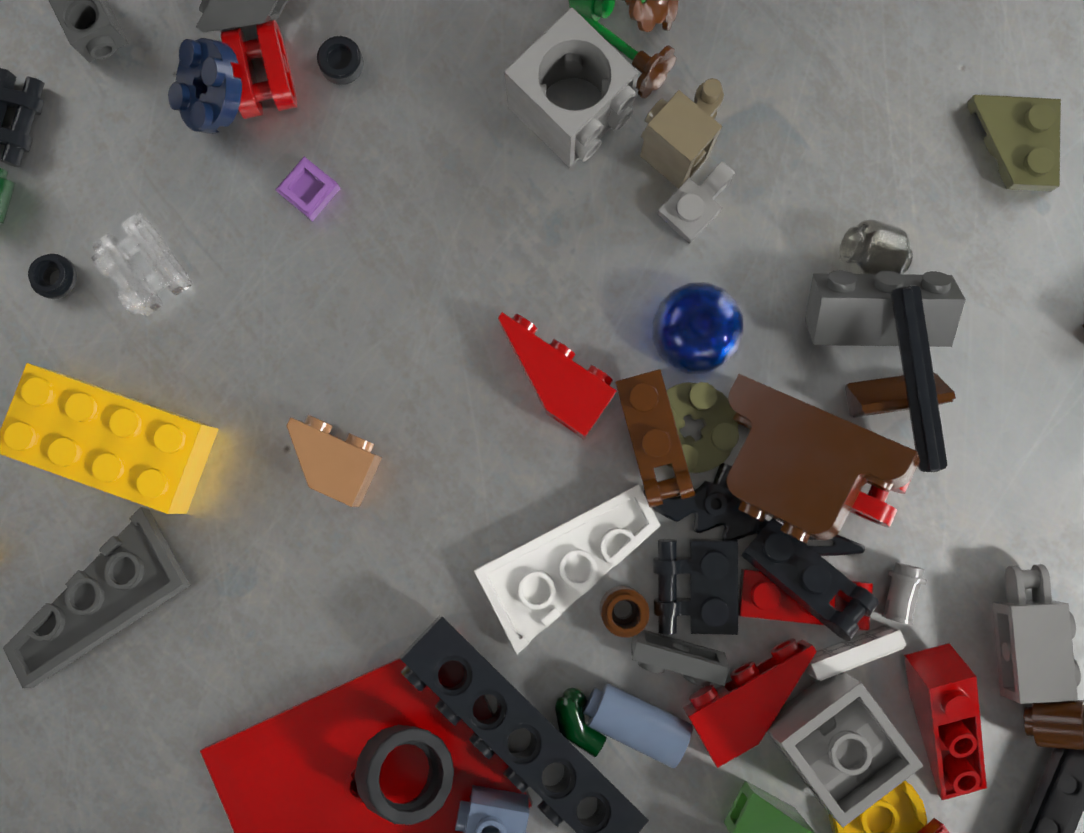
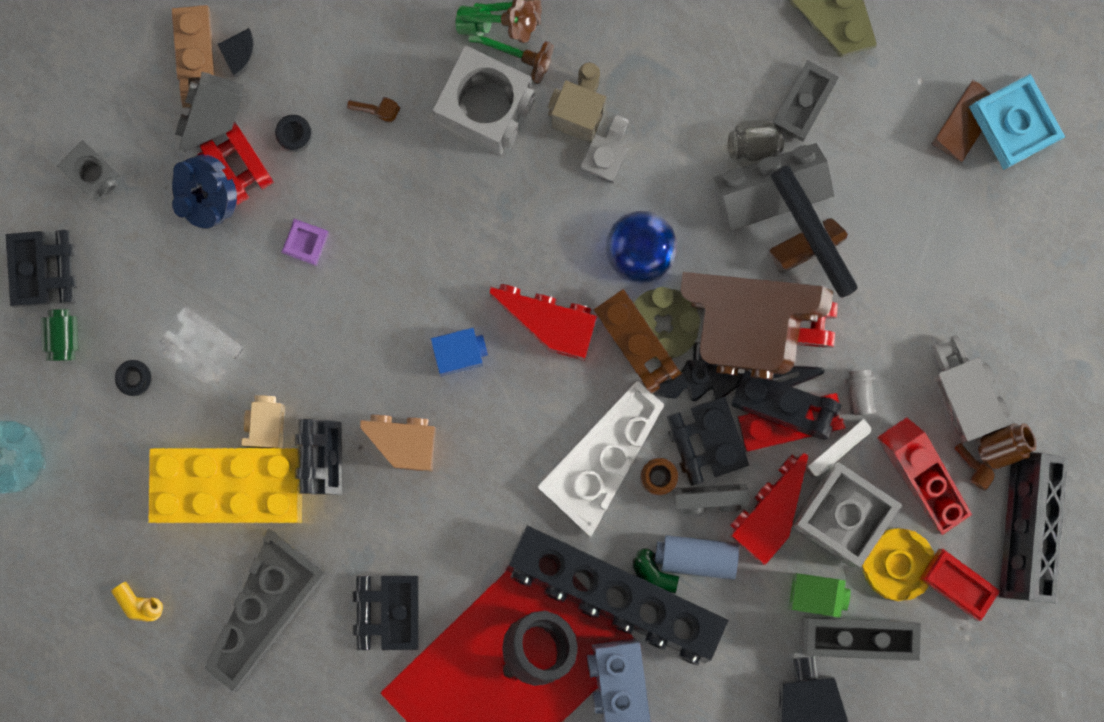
camera: 25 degrees left, 0 degrees up
(181, 382) = (264, 423): none -> tan brick
(235, 450) = (319, 457): none -> black plate
(257, 661) = (398, 613): none -> black plate
(438, 376) = (459, 351): none -> blue brick
(455, 70) = (385, 111): none -> reddish brown hand
(952, 222) = (805, 100): none -> dark grey plate
(1018, 747) = (983, 474): none -> reddish brown hand

